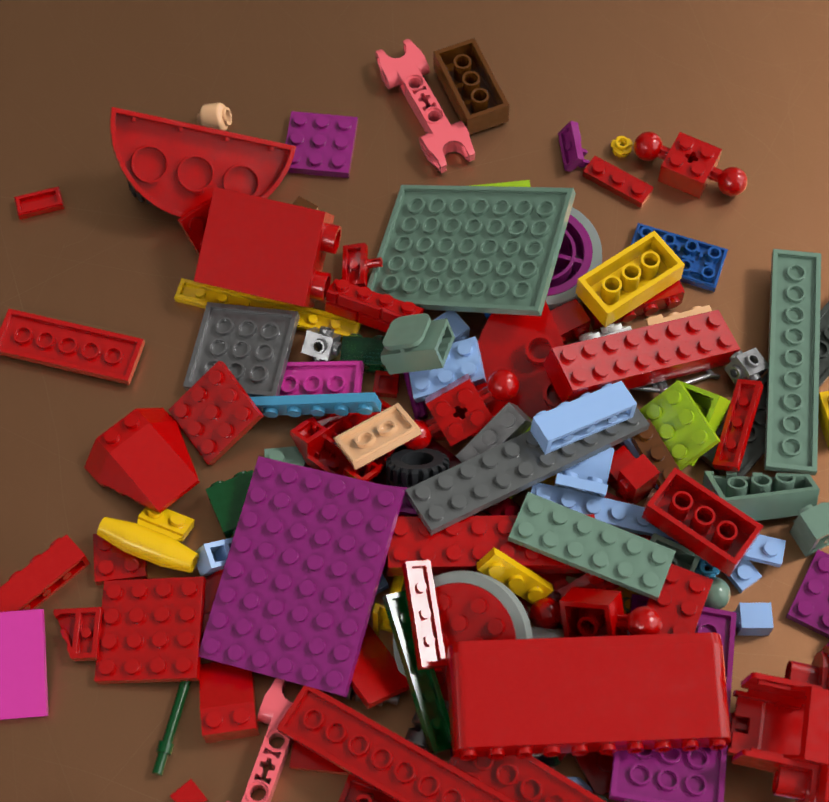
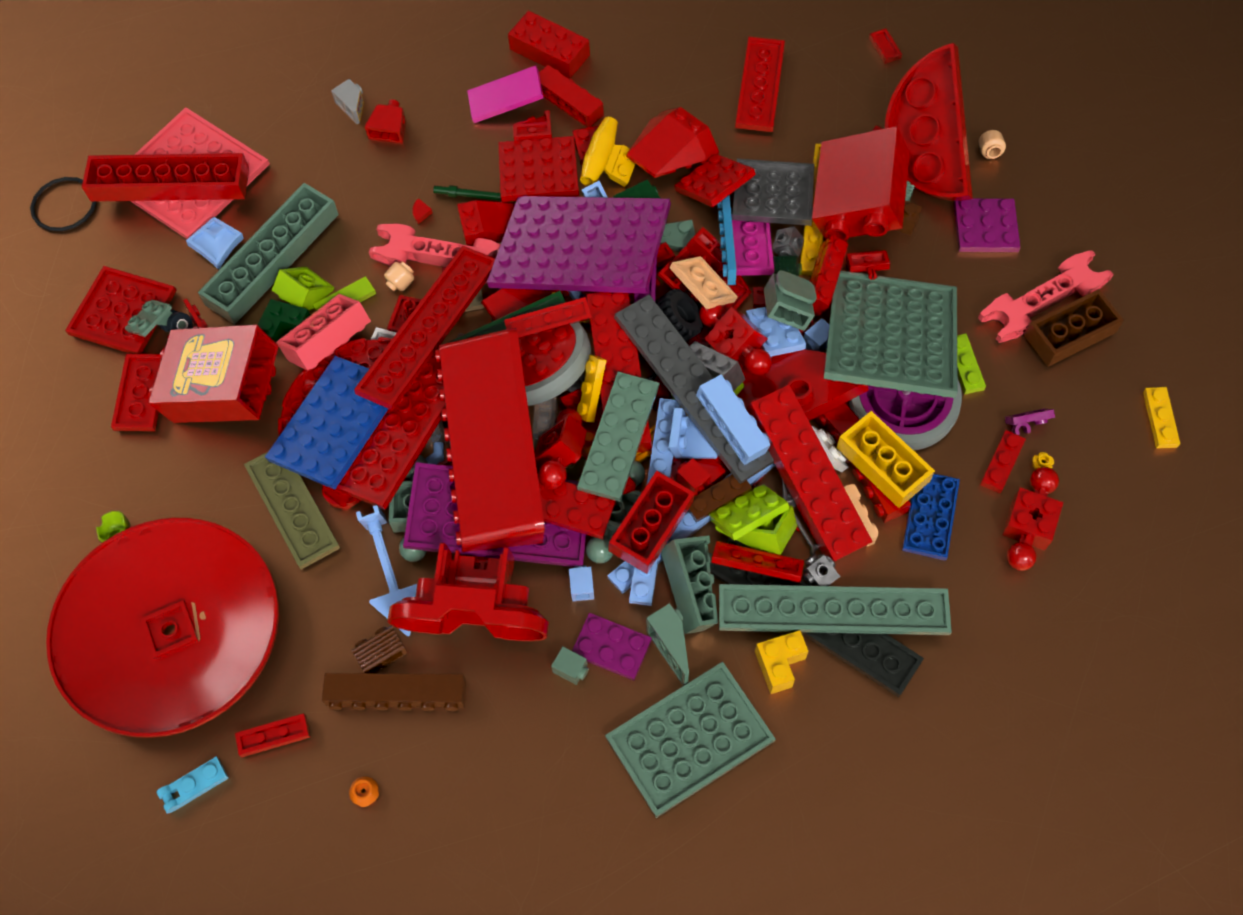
camera: 85 degrees right, 0 degrees up
(576, 36) = (1161, 417): none -> yellow plate

